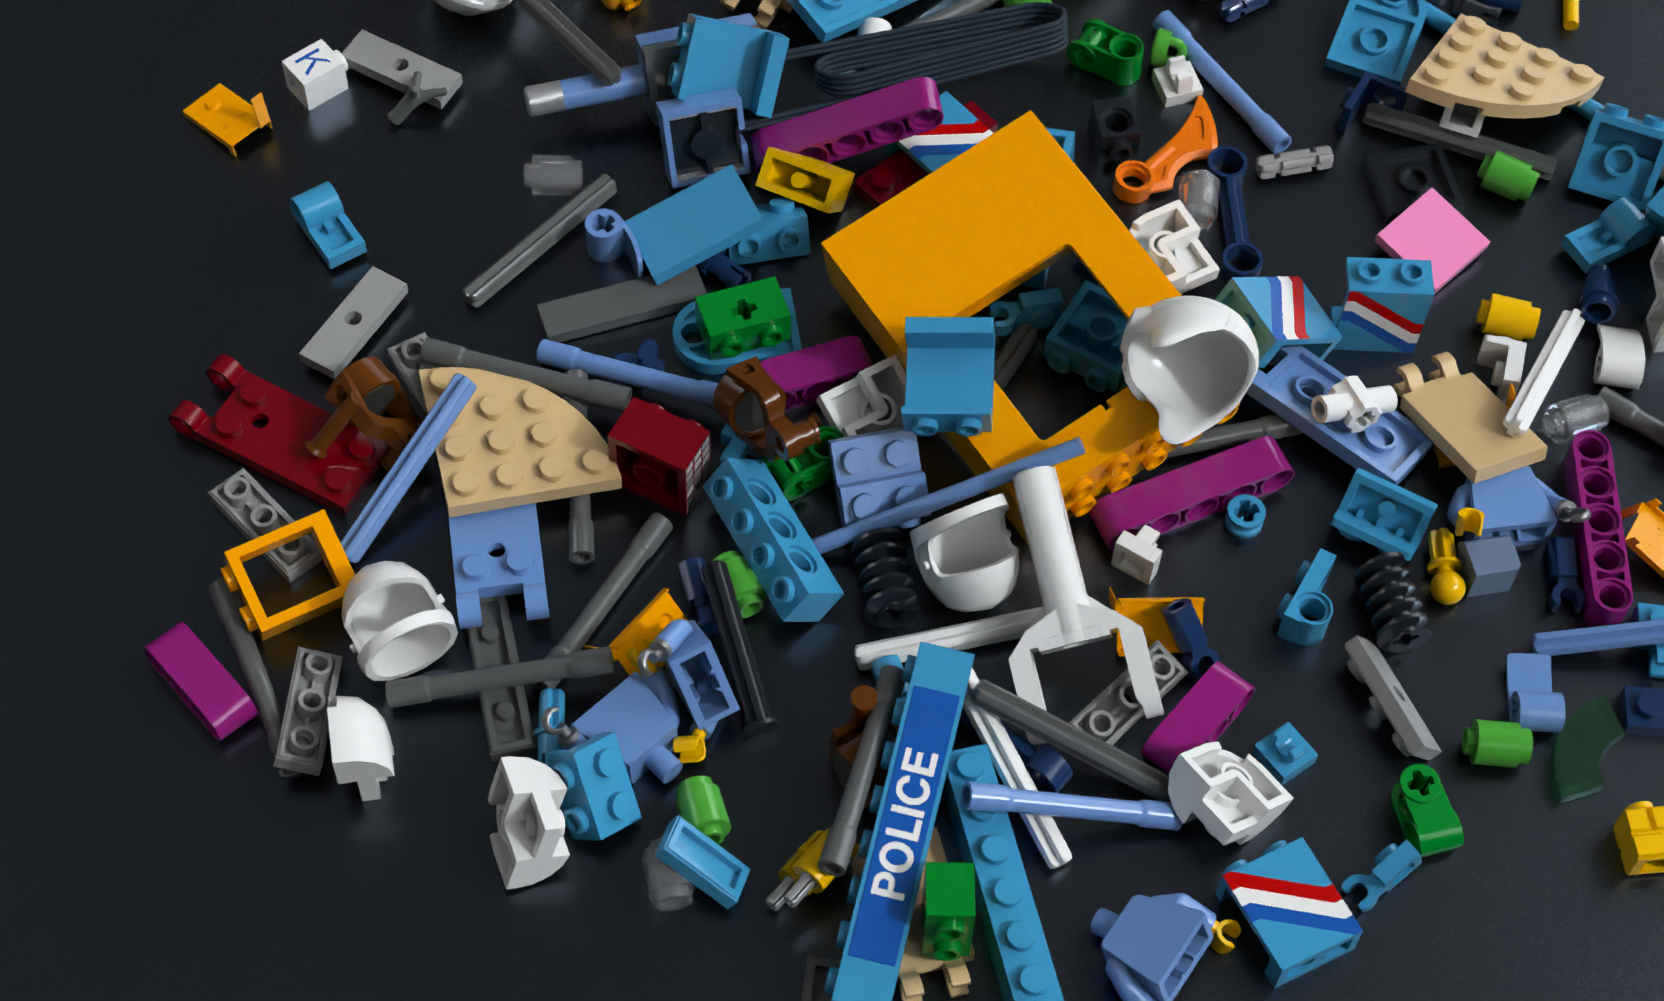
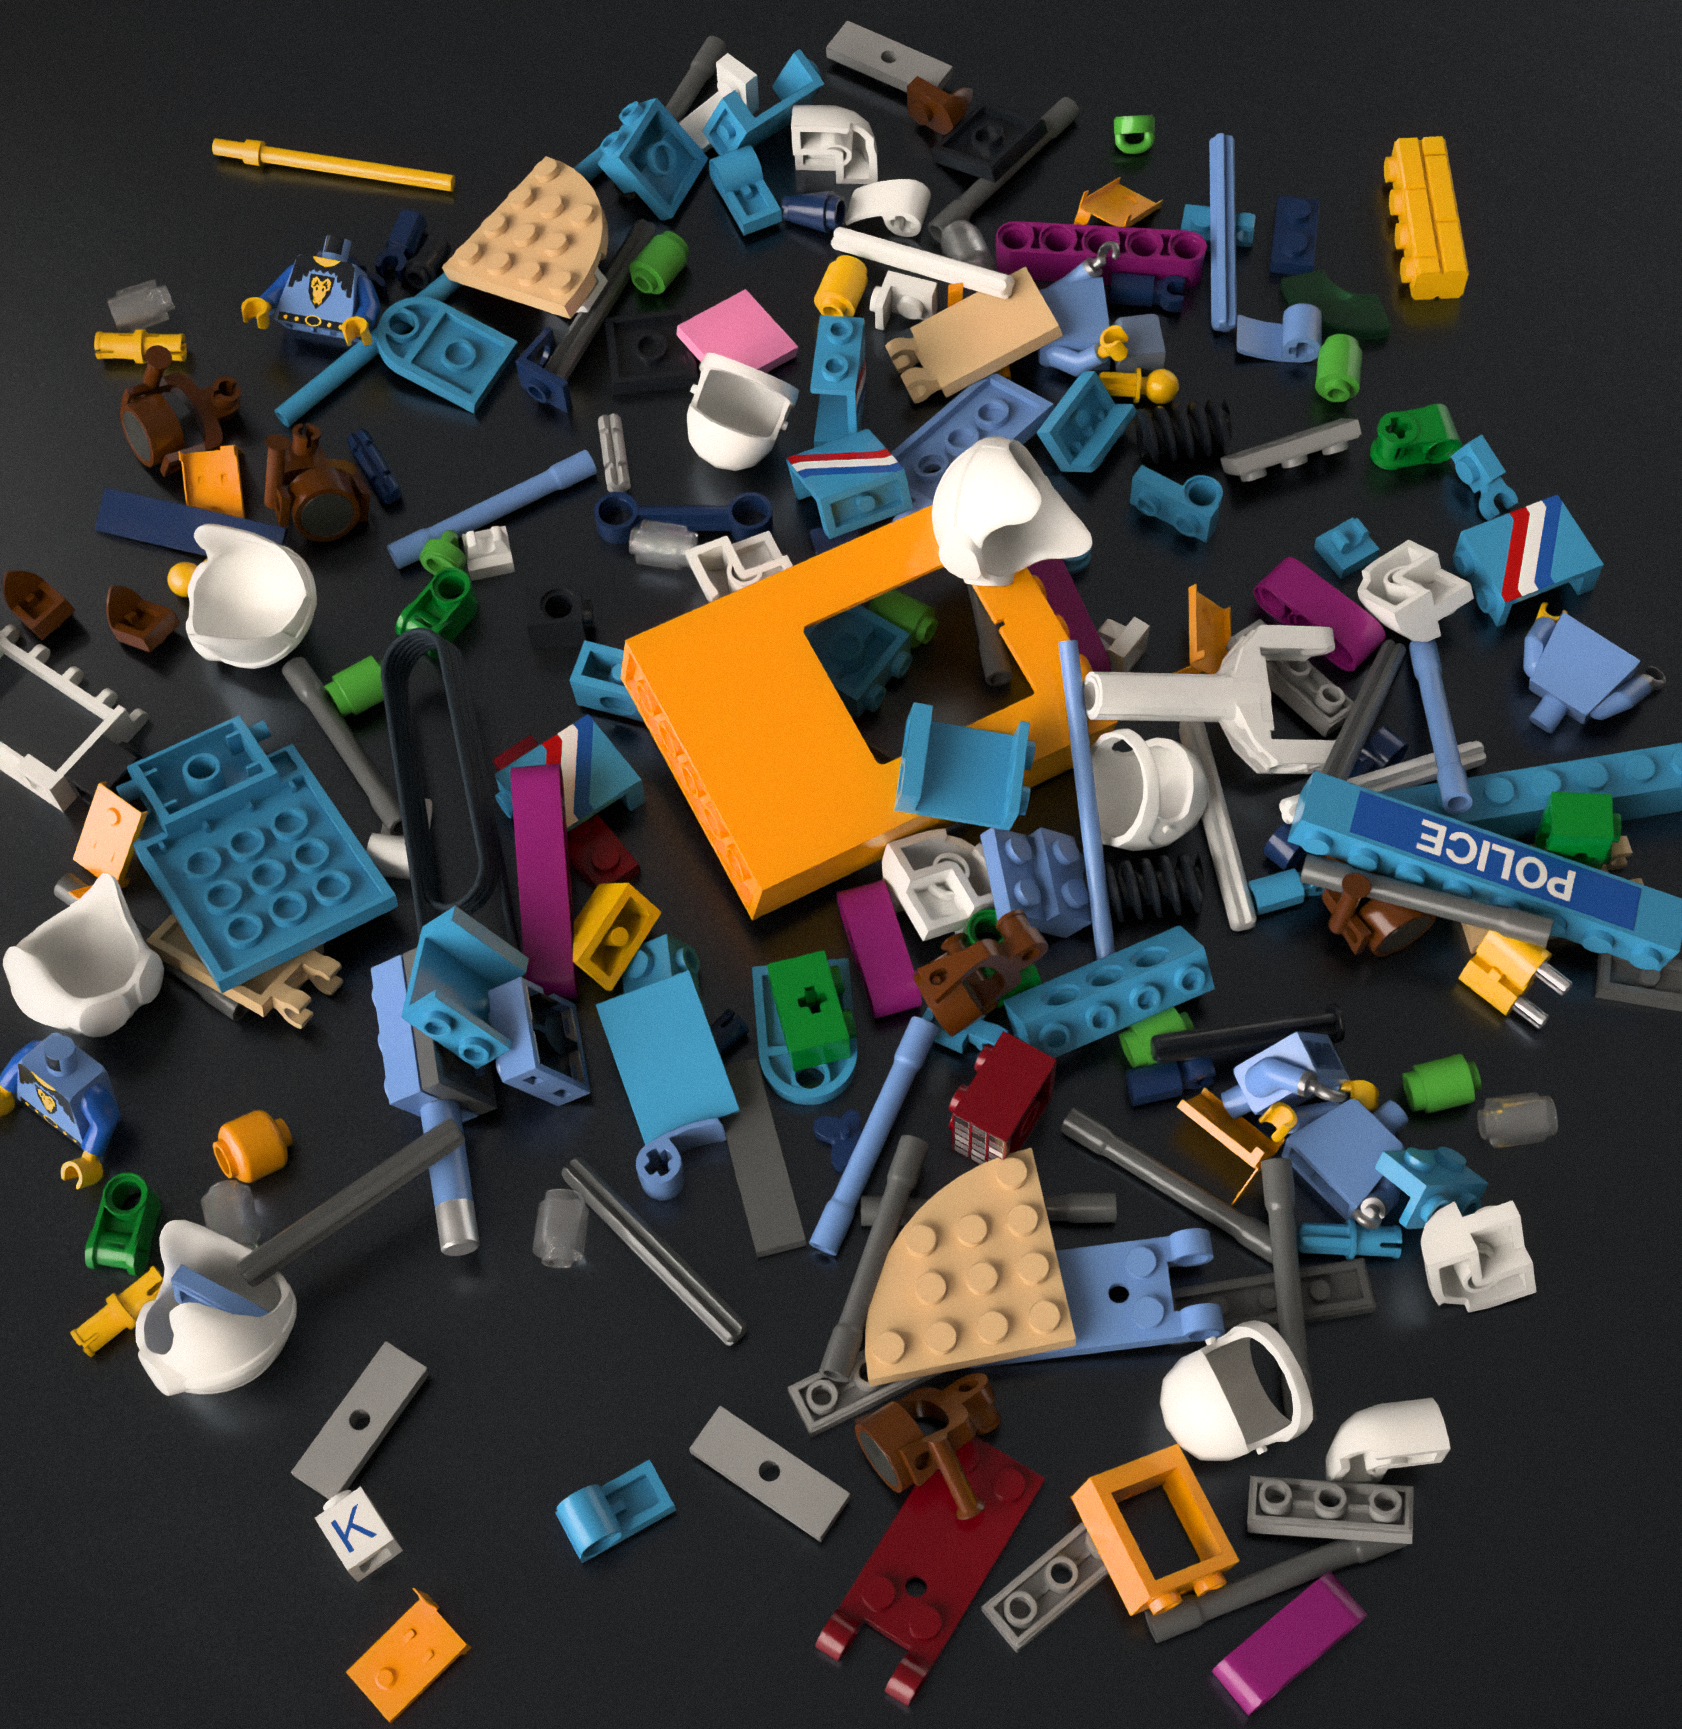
camera: 80 degrees left, 5 degrees up
(407, 467) = (1011, 1386): medium blue axle -> none
(413, 98) = (420, 1402): dark grey bar -> none
(702, 862) = (1511, 1079): dark azure tile -> none
(1157, 173) = (577, 550): orange piece -> none
(1189, 636) = (1228, 606): dark blue bar -> none
(1335, 223) = (736, 412): none -> white piece
(1354, 404) = (962, 419): white axle -> none

